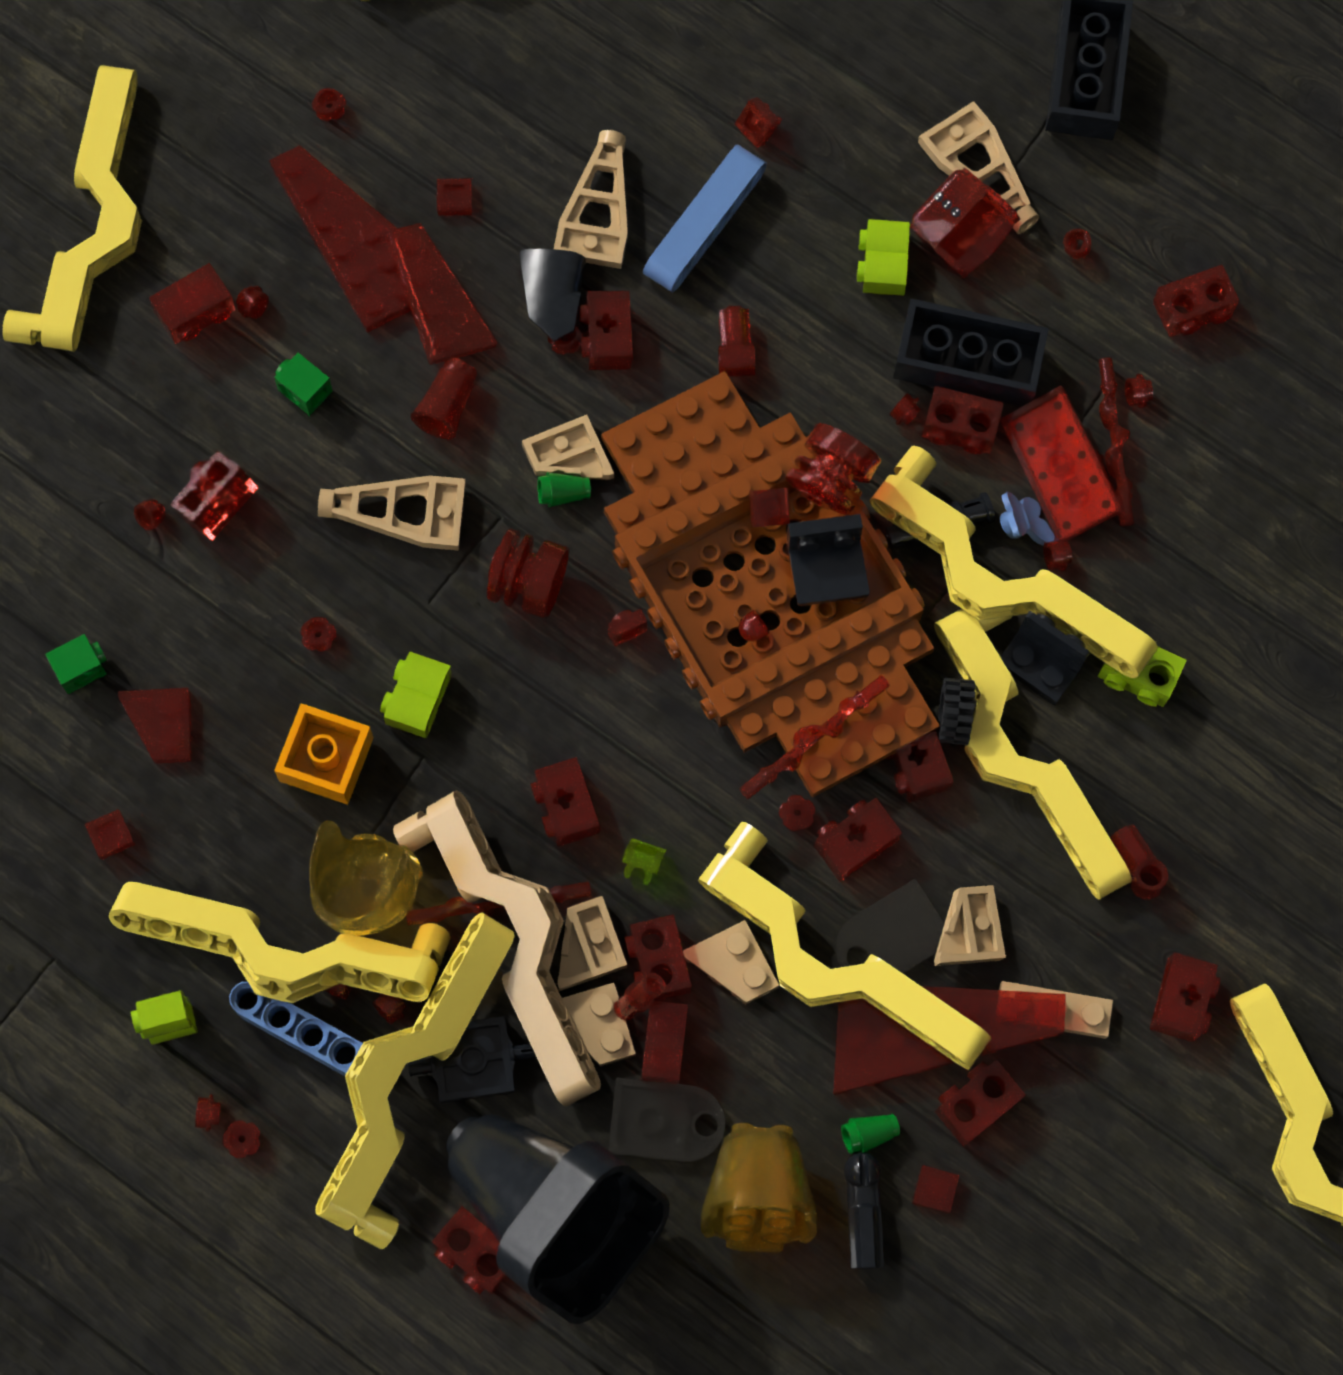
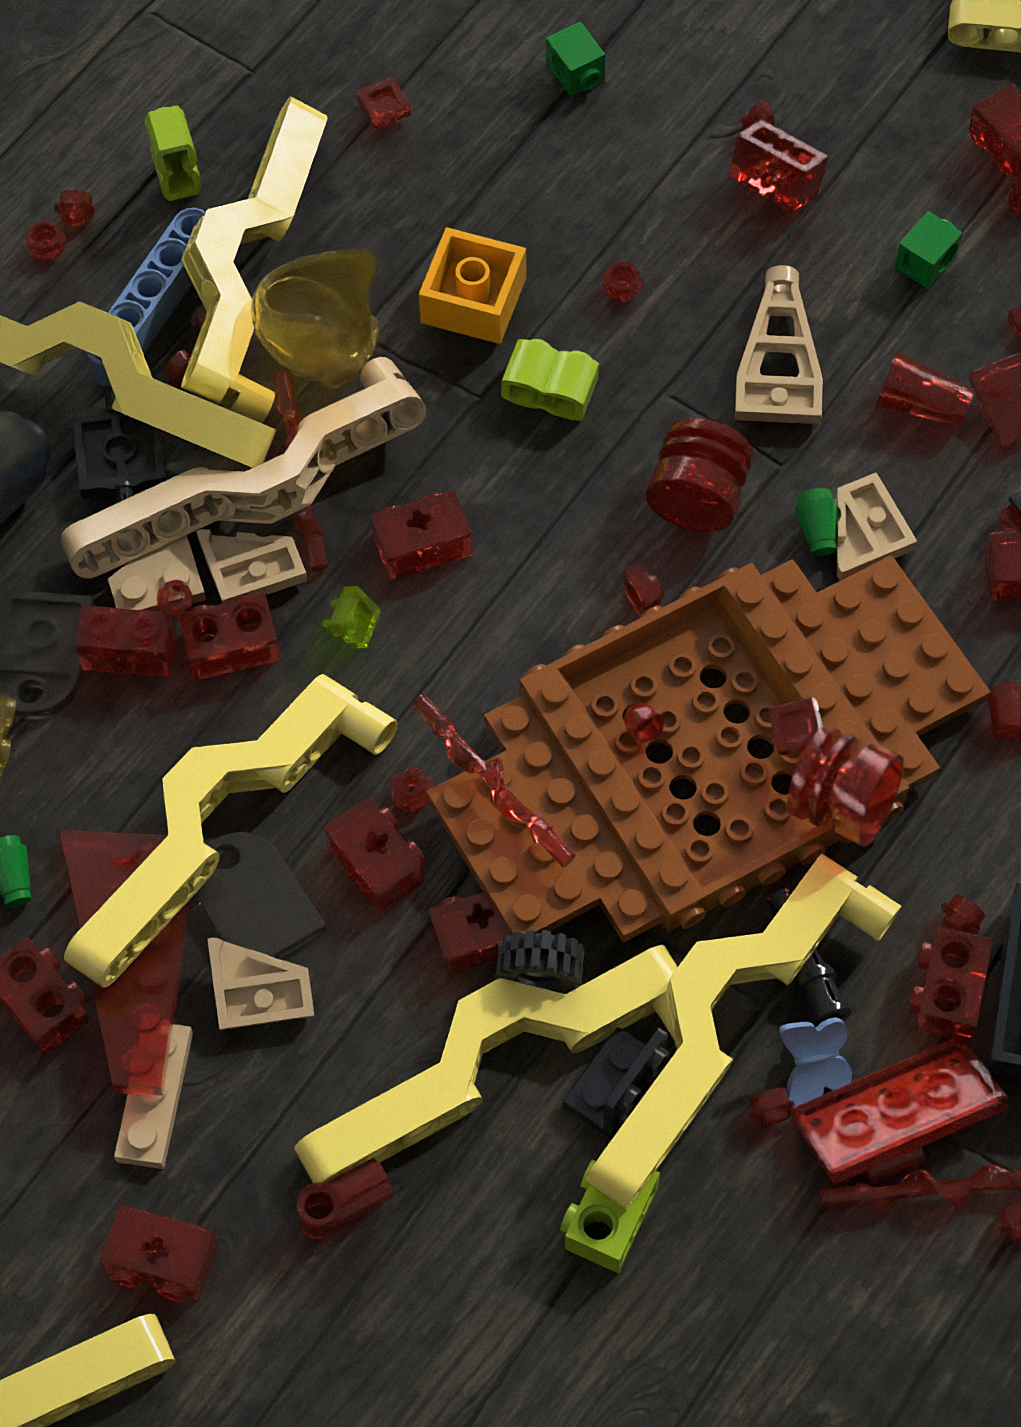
camera: 95 degrees right, 10 degrees down
(161, 721) = (513, 145): clear red wing -> none
(734, 962) = (226, 714): tan wing -> none
(827, 560) = (727, 794): black bracket -> none

